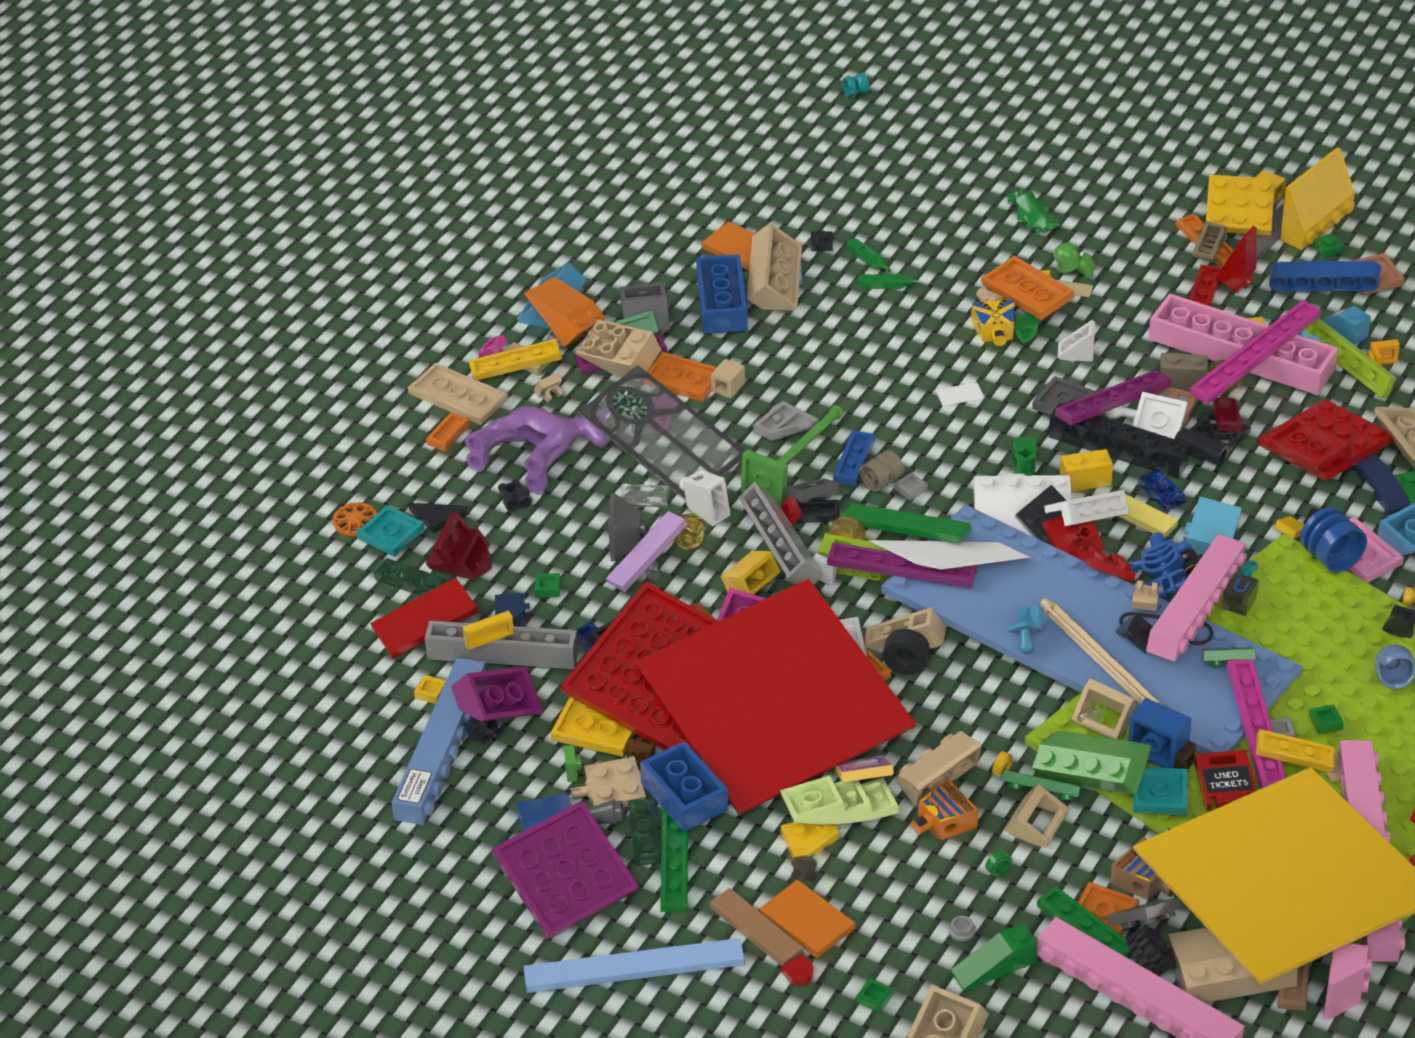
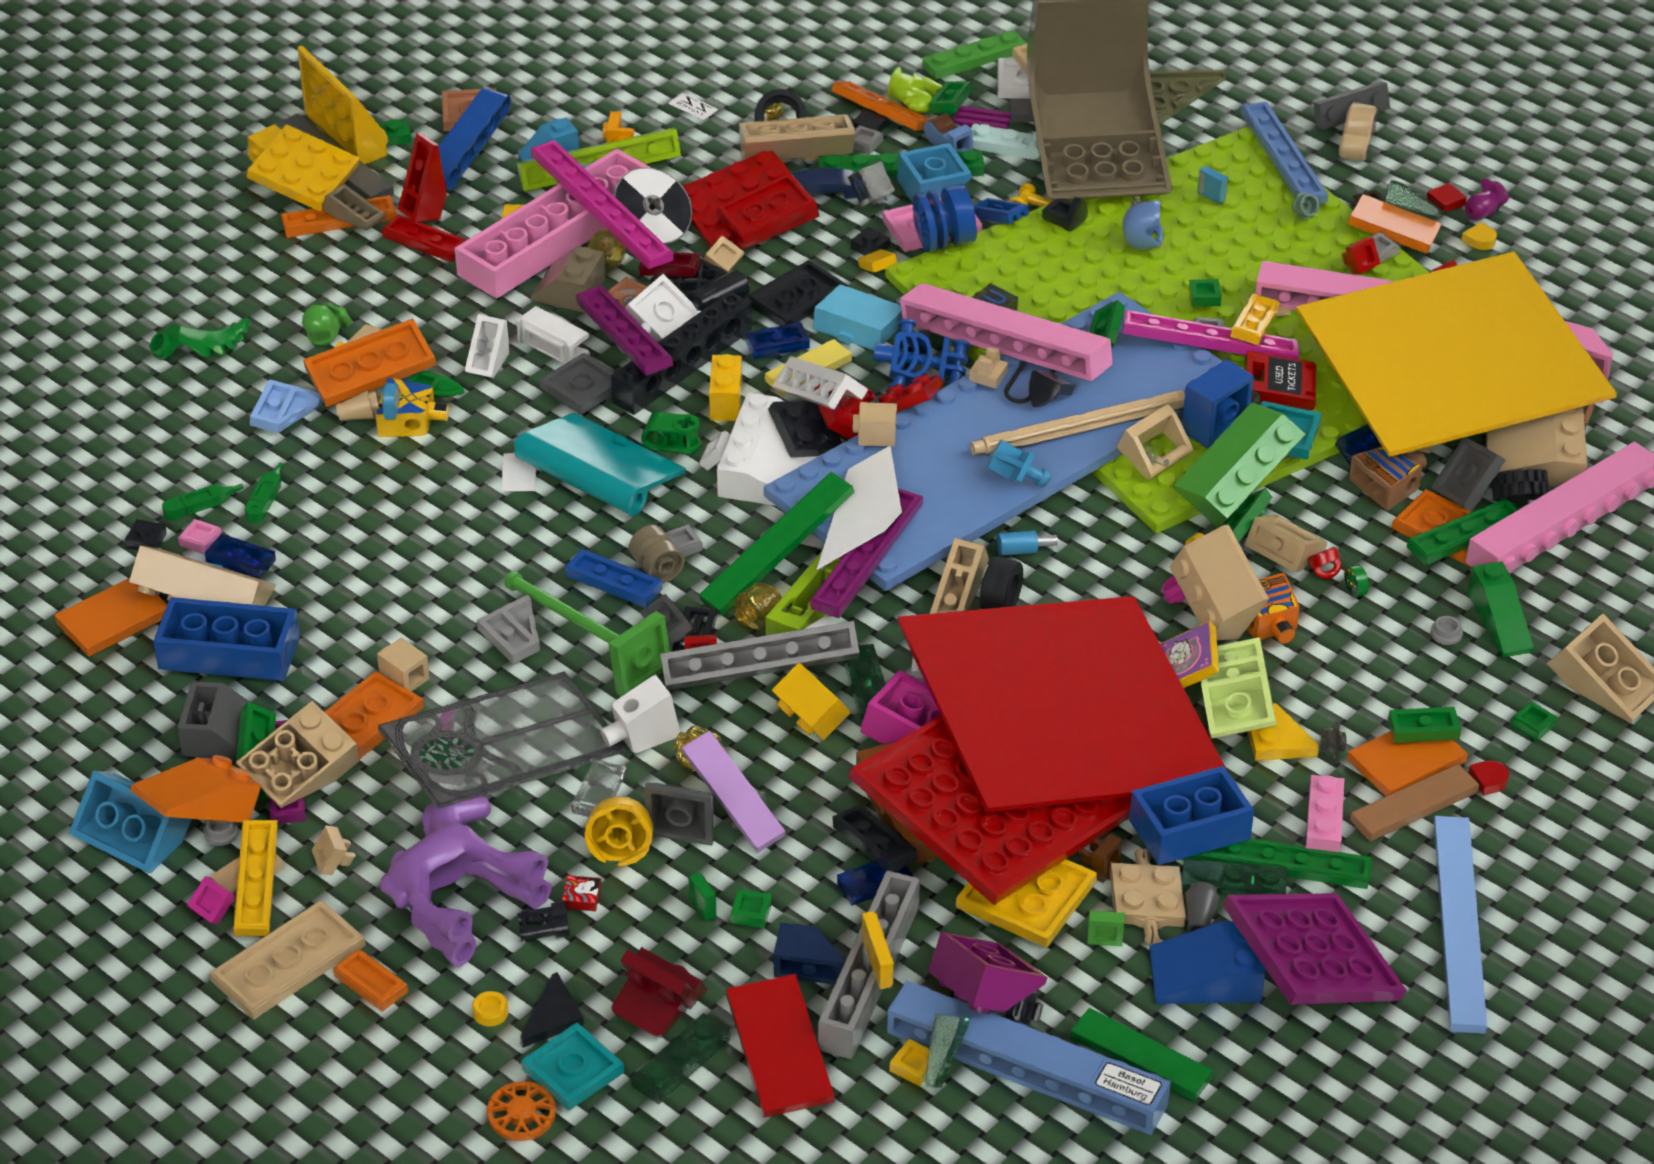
camera: 80 degrees left, 0 degrees up
(432, 676) = (945, 1041): none -> clear green slope
(435, 487) = (490, 1008): none -> yellow tile
(461, 802) = (1141, 1052): none -> green tile
(545, 506) = (582, 893): none -> tile
(550, 558) = (702, 896): none -> green tile
(595, 504) = (619, 830): none -> yellow cylinder
(725, 872) = (1325, 813): none -> bright pink plate
(813, 284) = (240, 556): none -> clear blue plate
(830, 264) = (199, 536): none -> bright pink tile
(831, 915) = (1424, 724): none -> green plate
(973, 263) = (283, 406): none -> light blue wing
(973, 662) = (1022, 542): none -> dark azure piece
(976, 425) = (596, 461): none -> teal door
(979, 301) = (390, 400): none -> dark azure tile
(1019, 840) = (1322, 558): none -> red tile
(1044, 542) = (876, 424): none -> tan brick
(1109, 369) = (551, 335): none -> white window
(1233, 490) = (794, 293): none -> black tile
(1252, 441) = (724, 254): none -> tan plate
(1272, 374) = (652, 186): none -> piece
(1382, 502) = (871, 184): none -> clear smoke brick
(1391, 588) = (1000, 210): none -> blue tile

